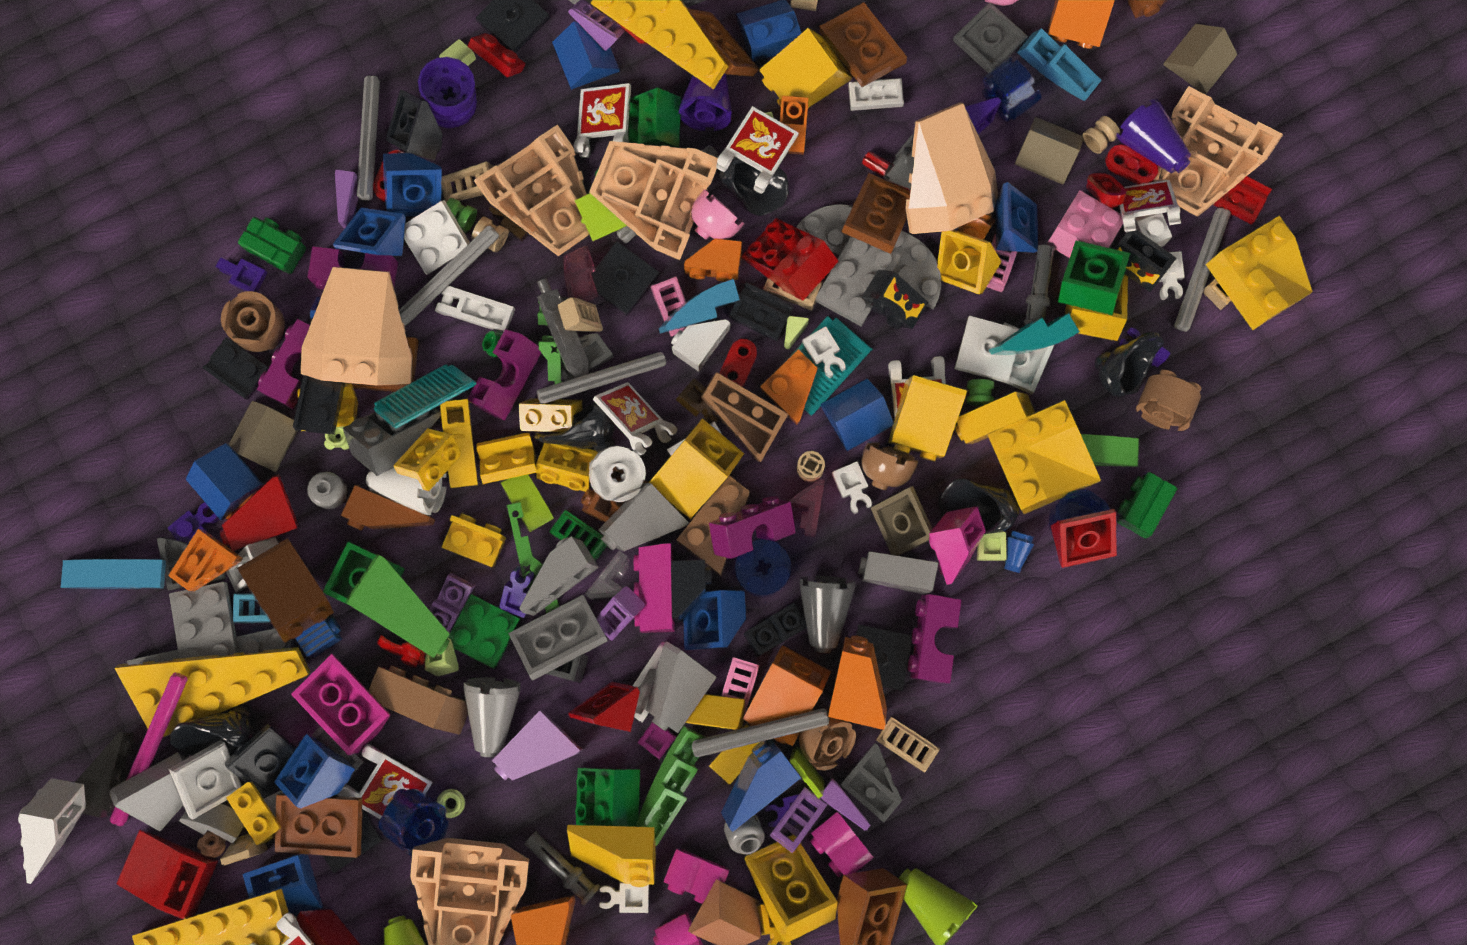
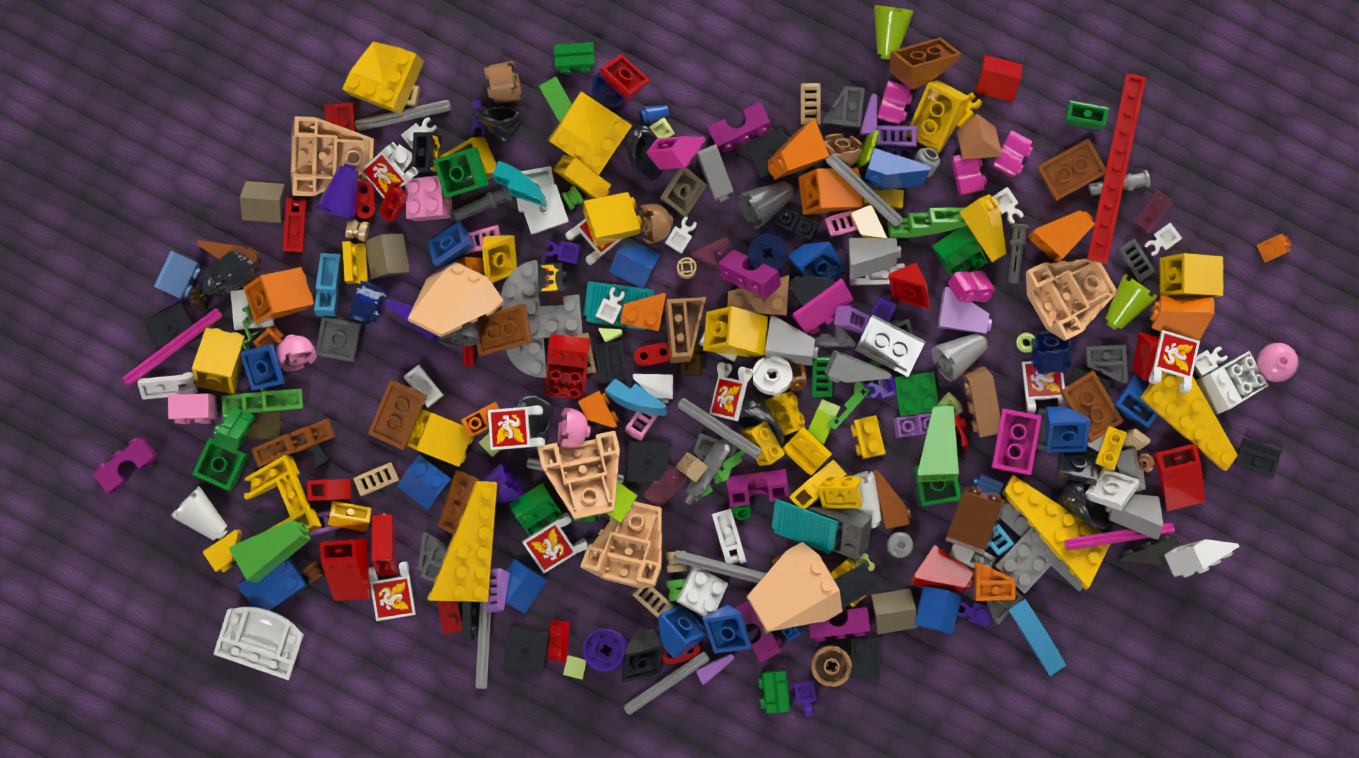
camera: 125 degrees left, 5 degrees up
(359, 886) = (1108, 361): none -> dark grey wing
(557, 781) = (971, 286): none -> dark pink brick
(605, 660) = (884, 309): none -> dark purple plate
(656, 740) = (909, 249): magenta tile -> none
(921, 345) = (566, 252): none -> dark purple plate
(1066, 106) = (355, 262): none -> yellow bracket
(1152, 73) = (295, 225): none -> red plate

